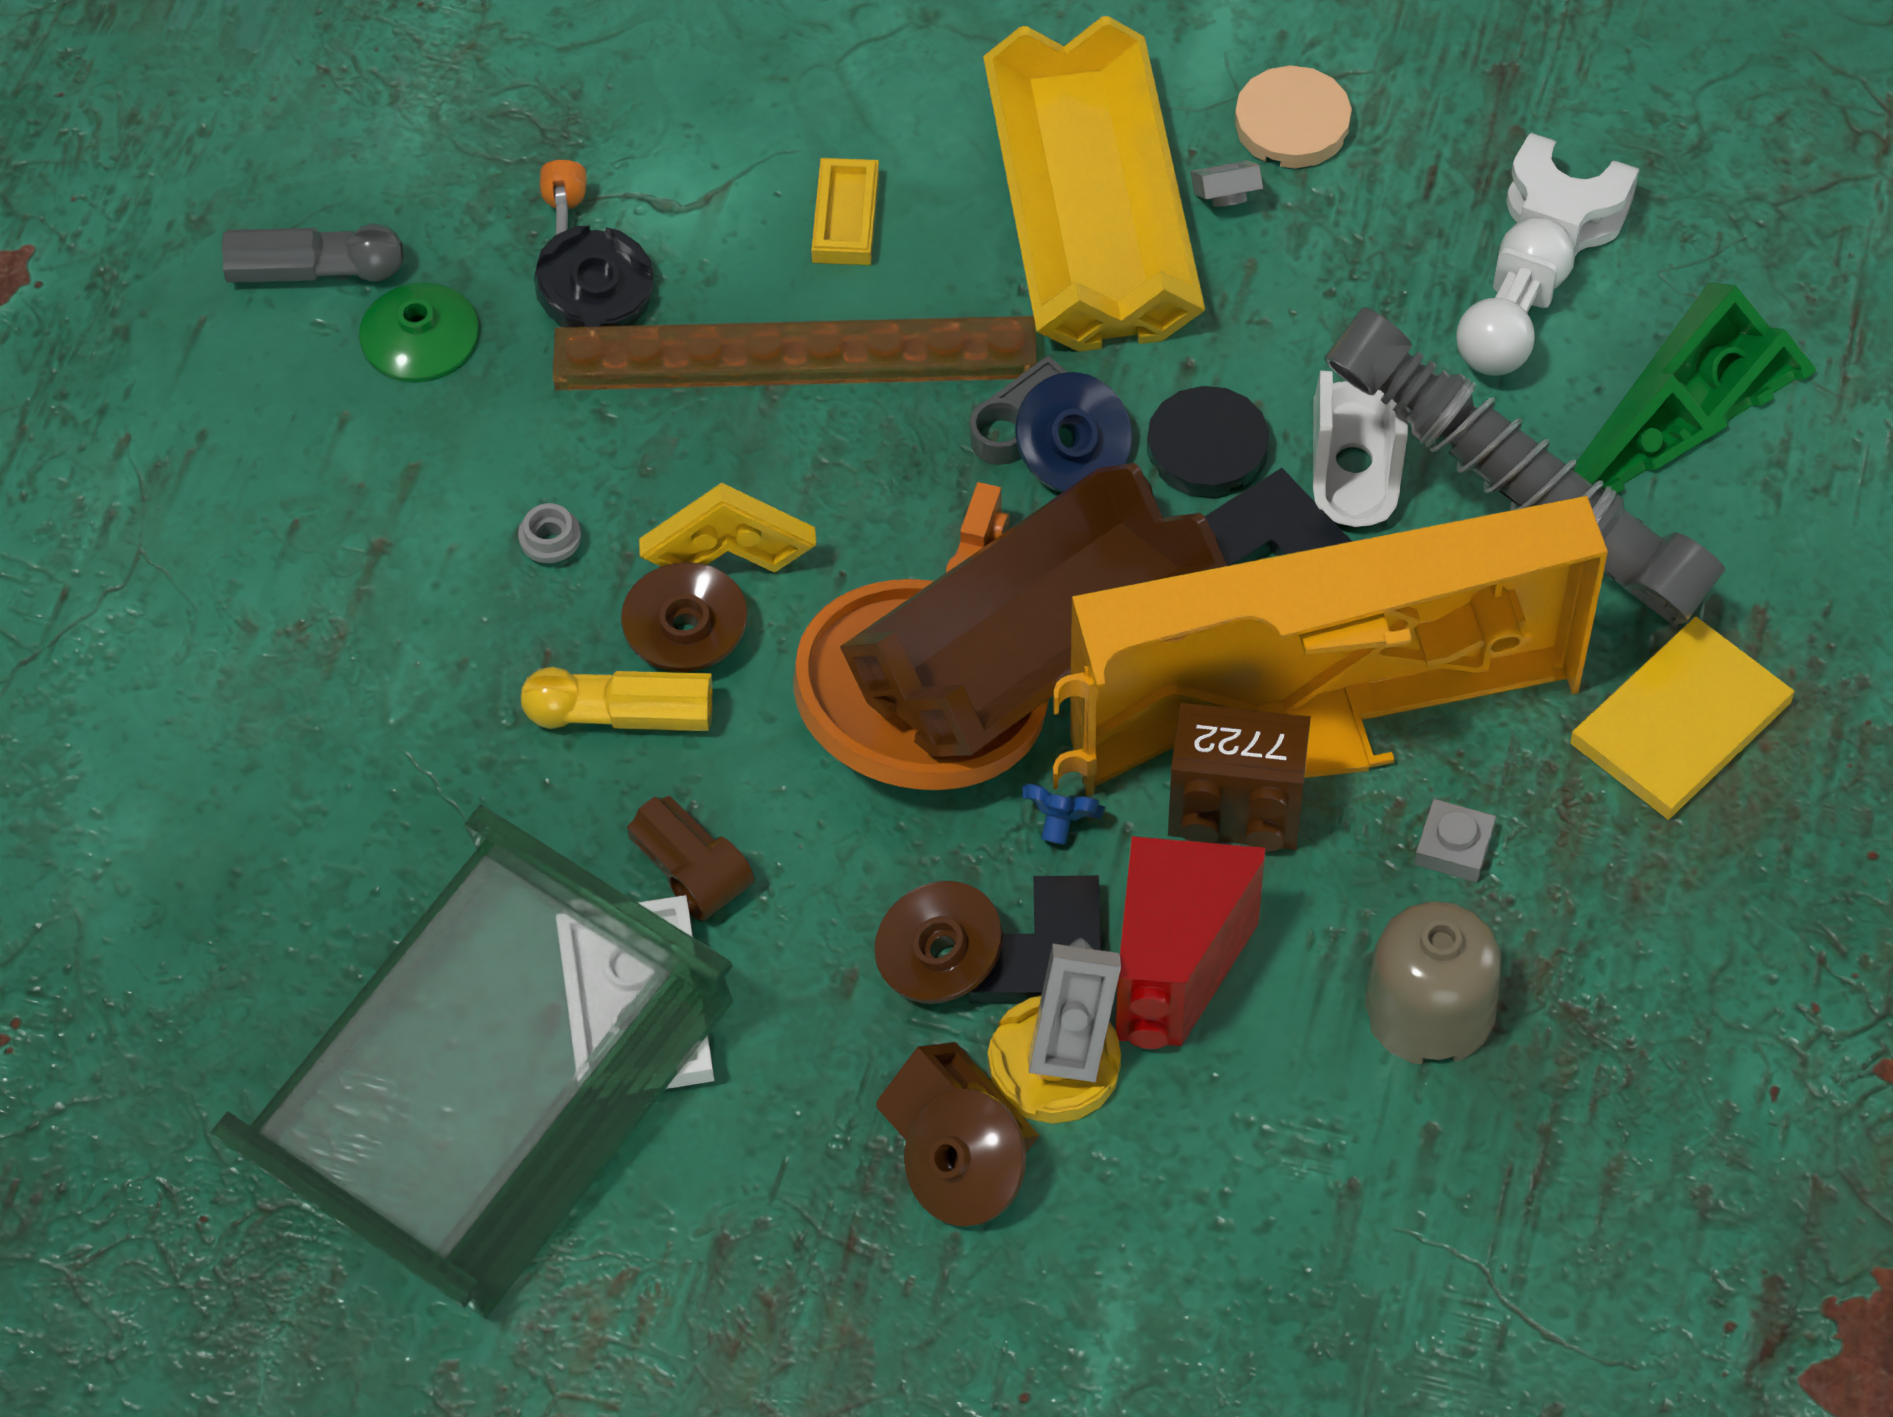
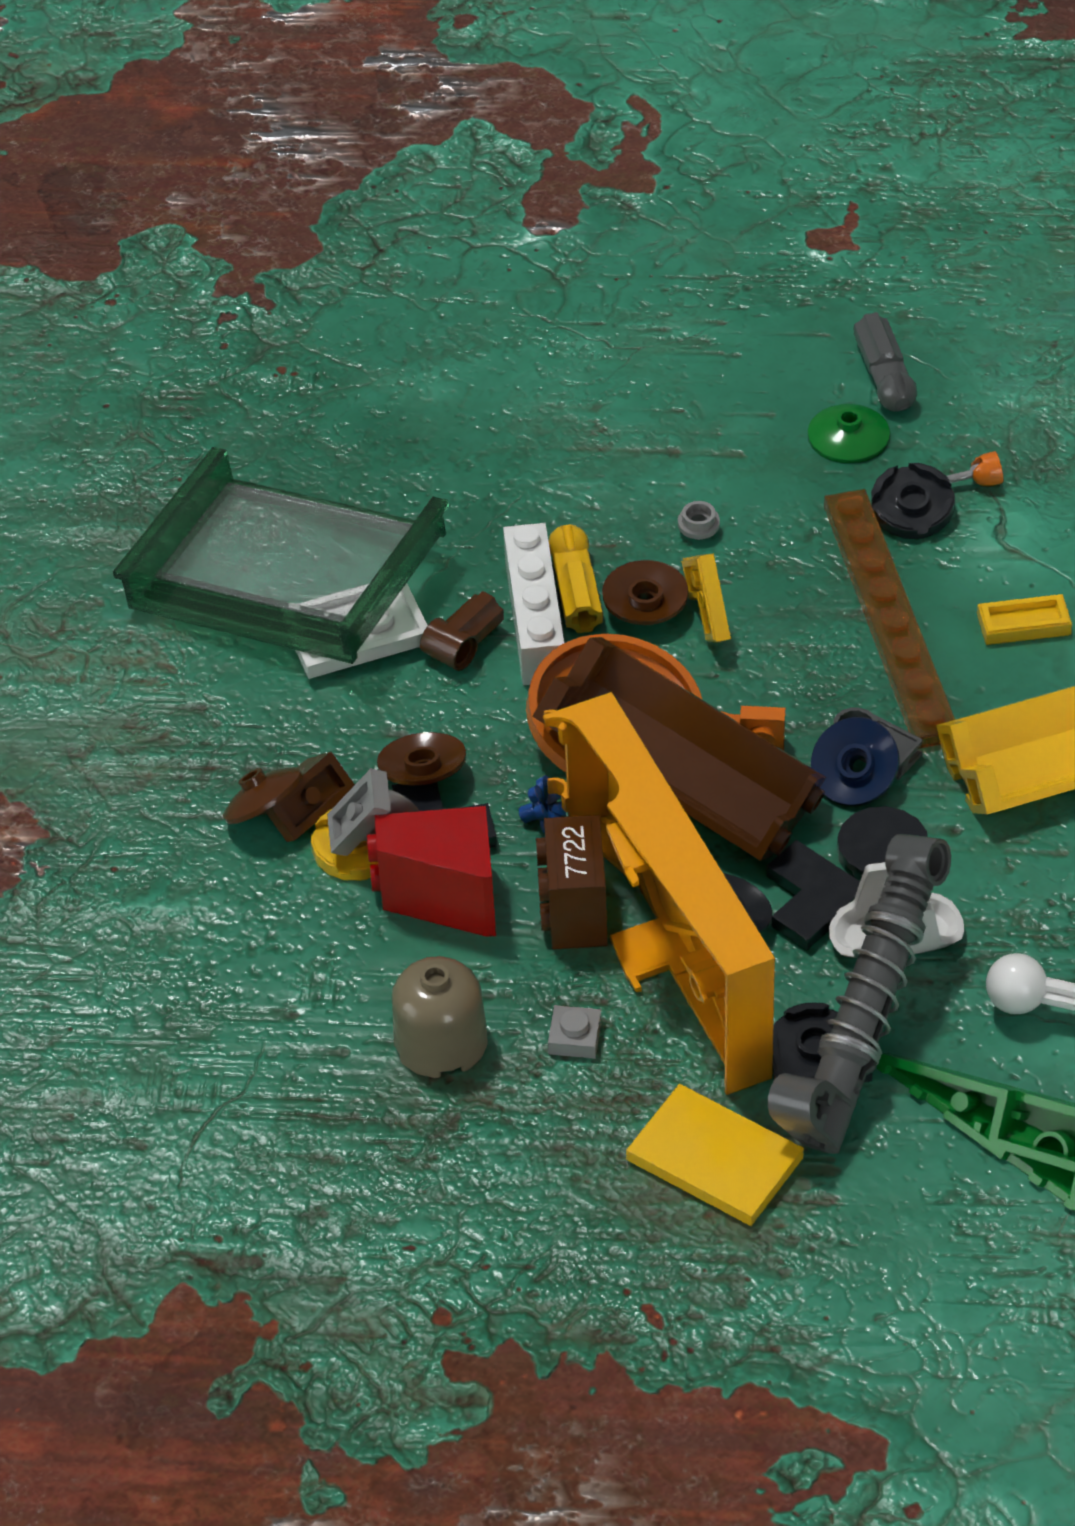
camera: 80 degrees right, 10 degrees down
(667, 752) = (532, 595): none -> white brick

